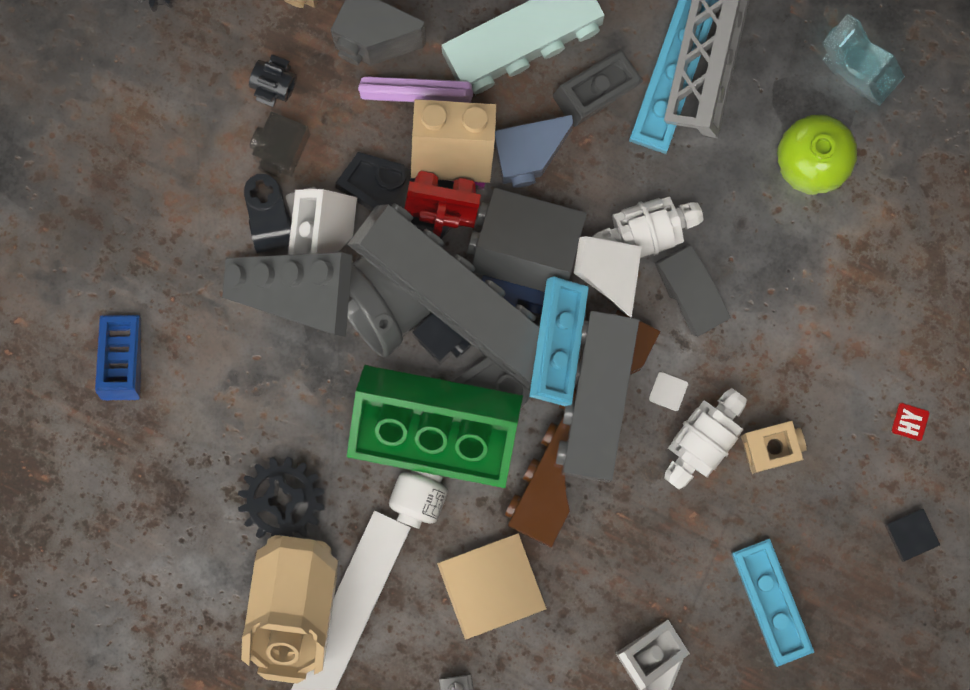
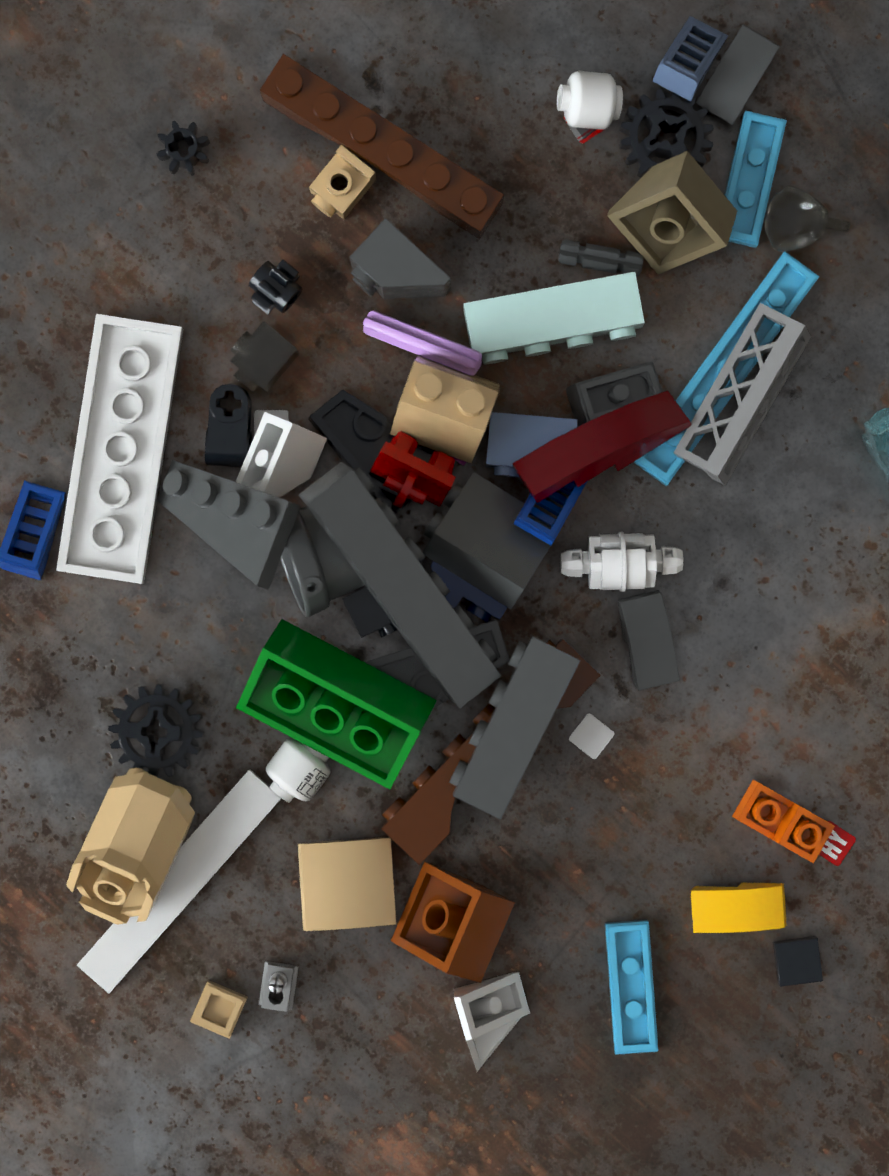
camera: 20 degrees right, 5 degrees up
(176, 262) = (119, 449): none -> white plate
(559, 341) = (490, 658): medium azure tile -> none
(576, 173) = (540, 531): none -> blue slope
(596, 591) = (452, 922): none -> dark orange slope
(598, 129) = (600, 443): none -> dark red slope
(610, 269) = (567, 597): white slope -> none
(705, 438) = (613, 799): white piece -> none
(756, 443) = (696, 841): tan brick -> none
(817, 154) = (823, 535): lime cylinder -> none
(845, 502) = (738, 908): none -> yellow slope
(860, 414) = (783, 821): none -> orange slope

